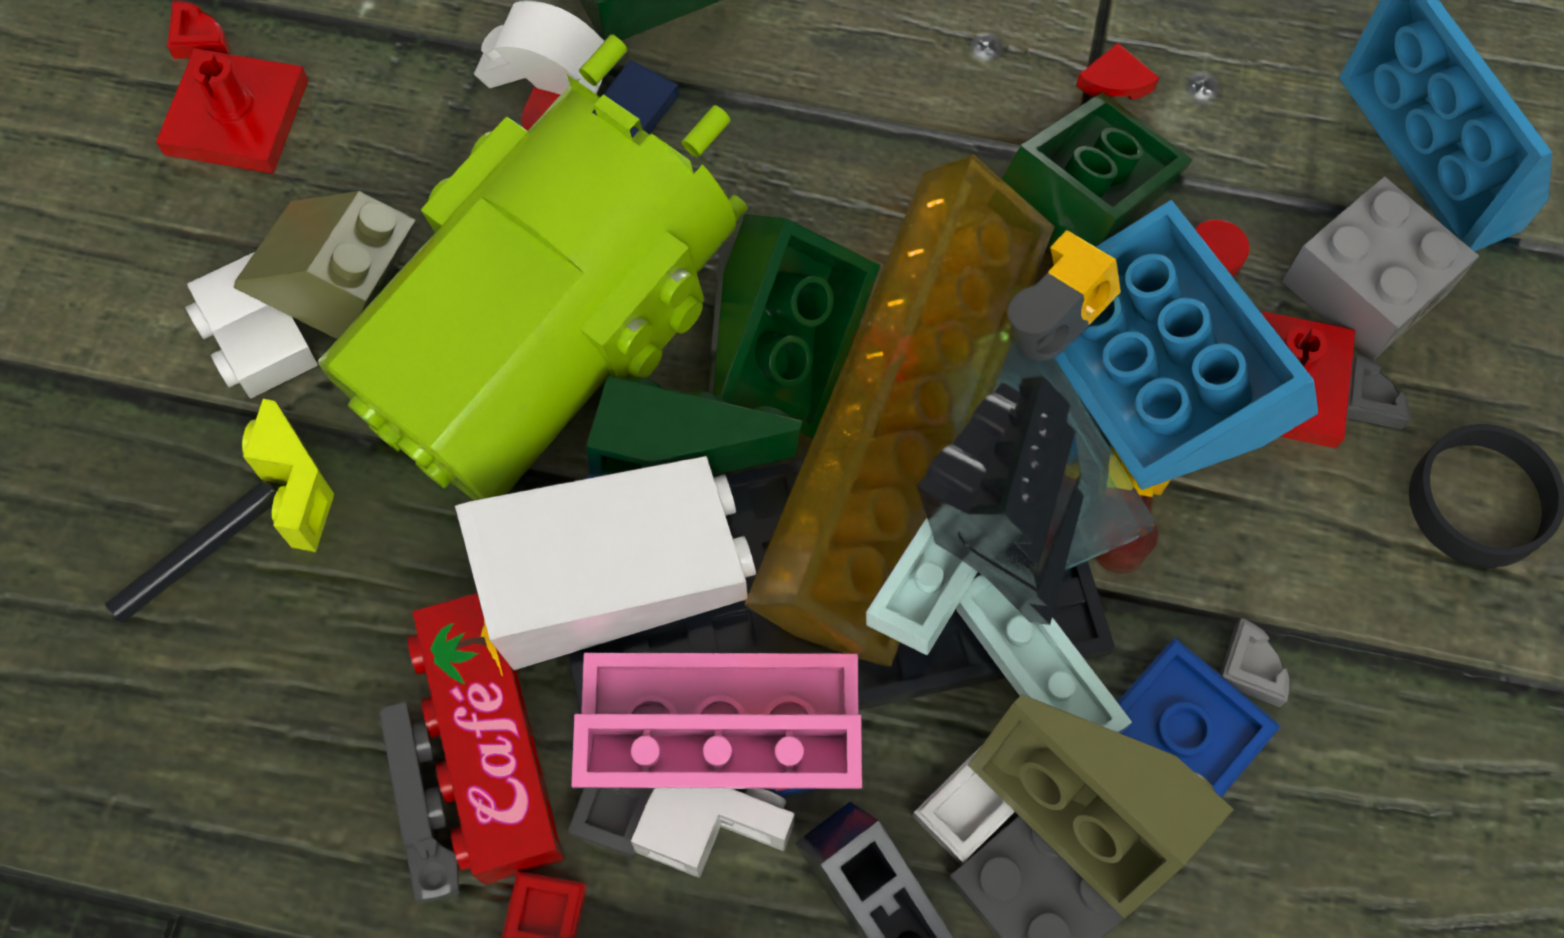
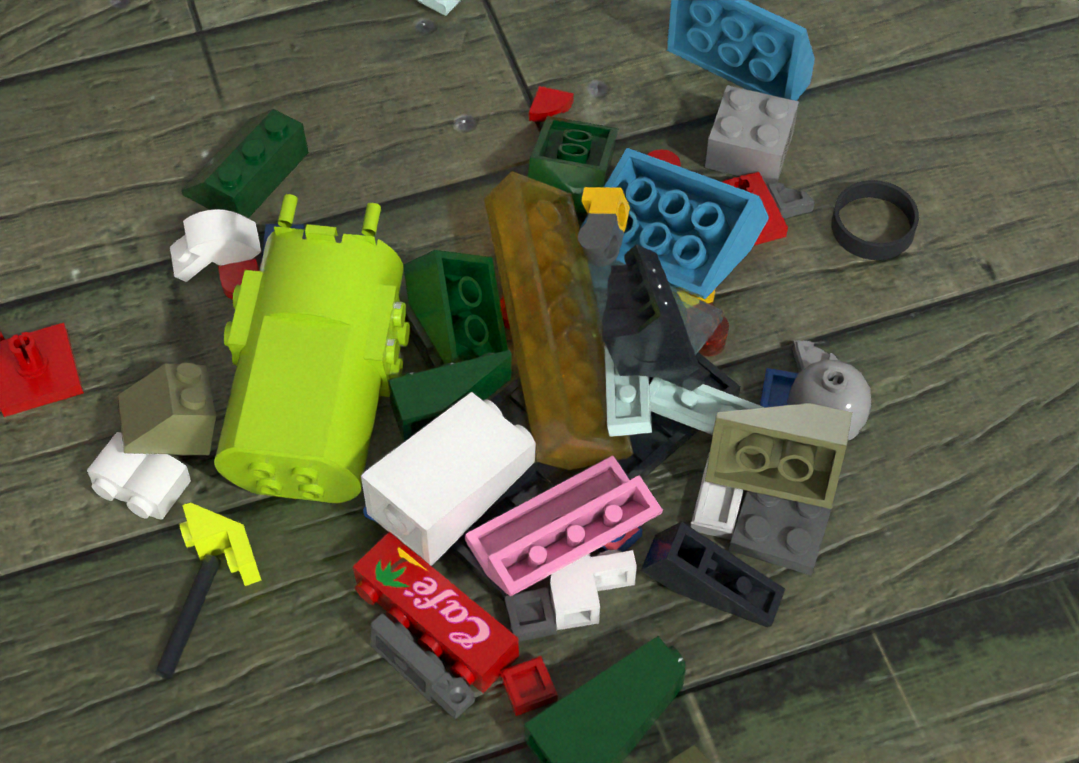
camera: 30 degrees left, 10 degrees down
(1236, 740) = (834, 386): none -> light grey cylinder

